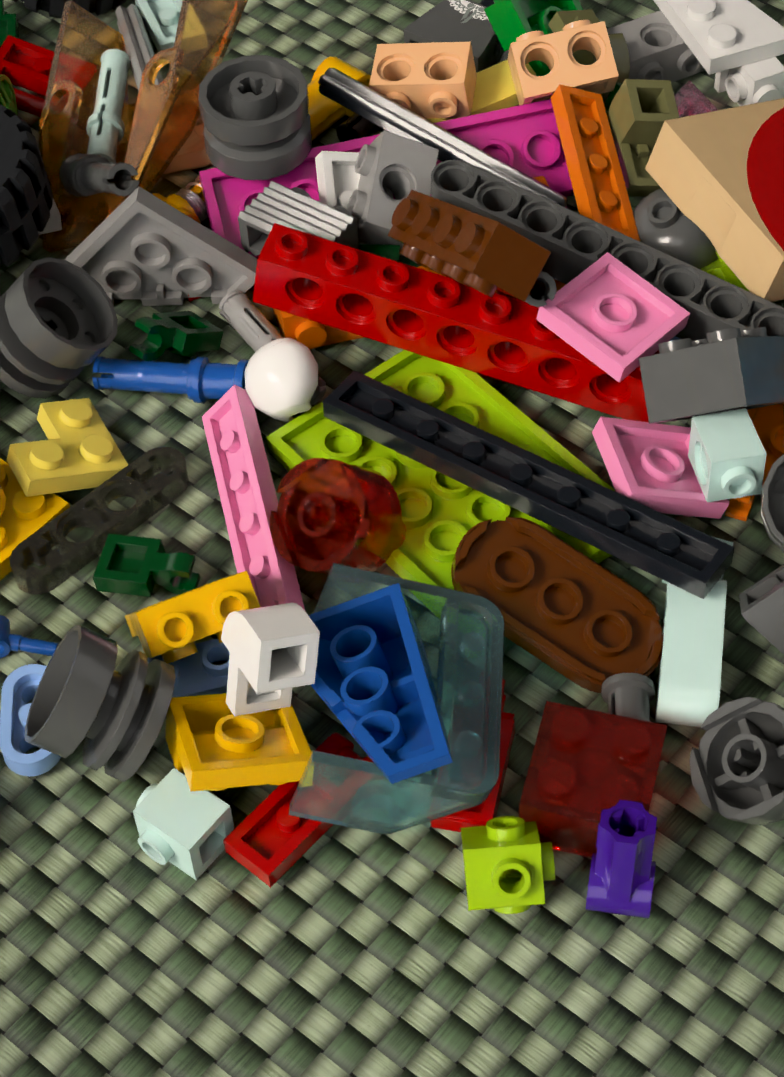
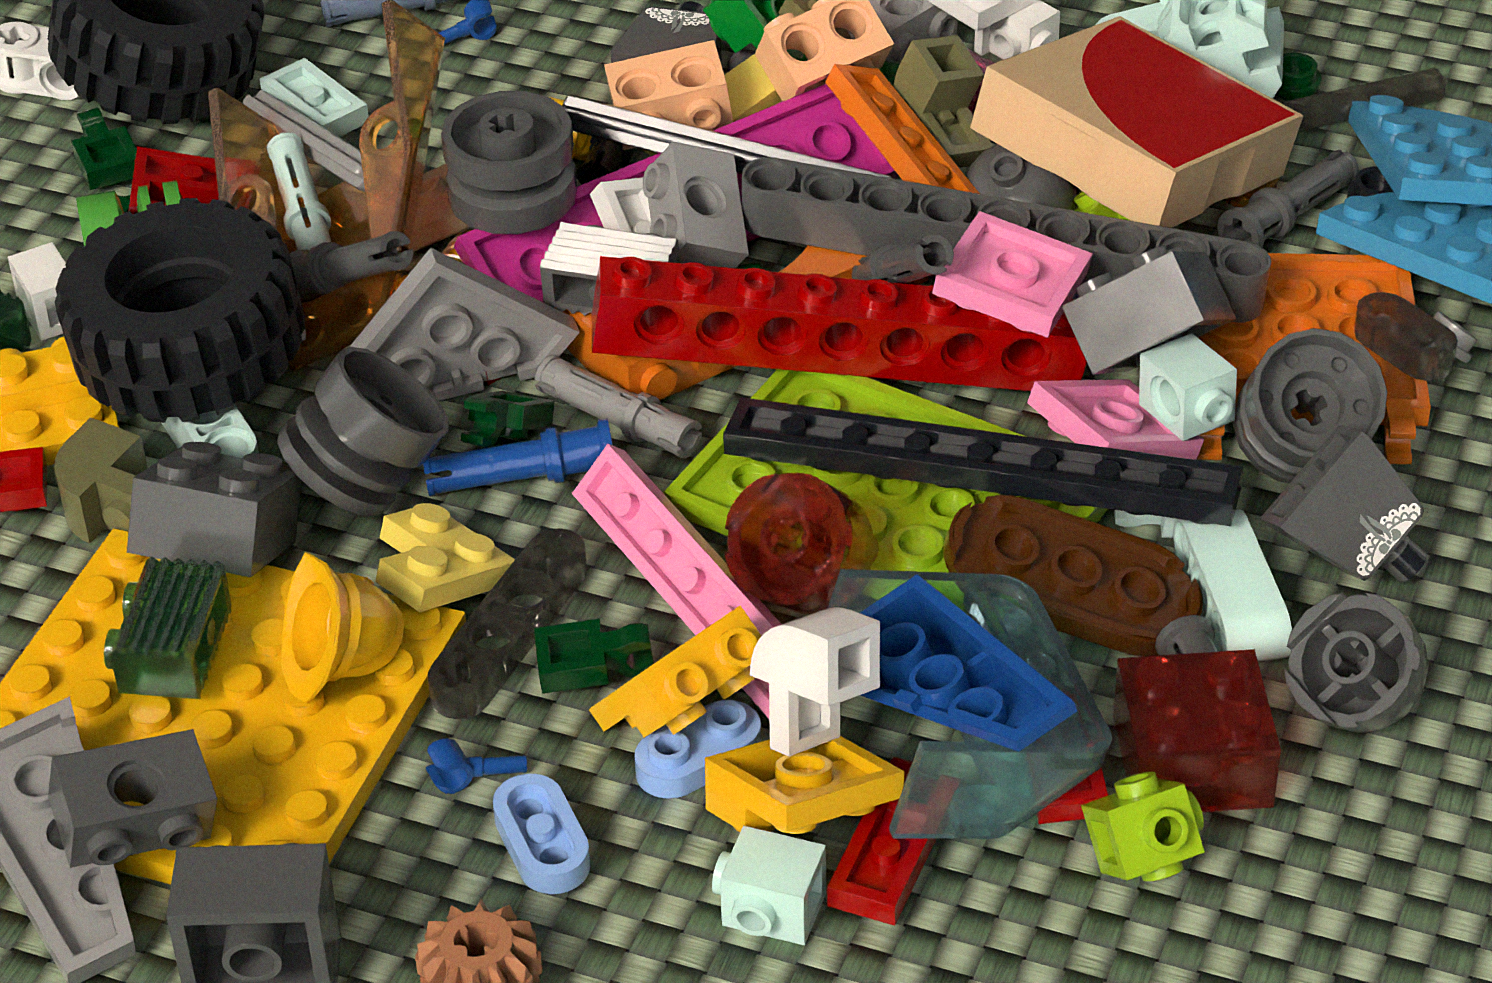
camera: 20 degrees left, 10 degrees down
(110, 708) = (634, 779): dark grey wheel -> none
(281, 378) = (660, 425): white hair -> none
(467, 246) = (831, 229): reddish brown brick -> none
(623, 866) = (1271, 801): dark purple piece -> none

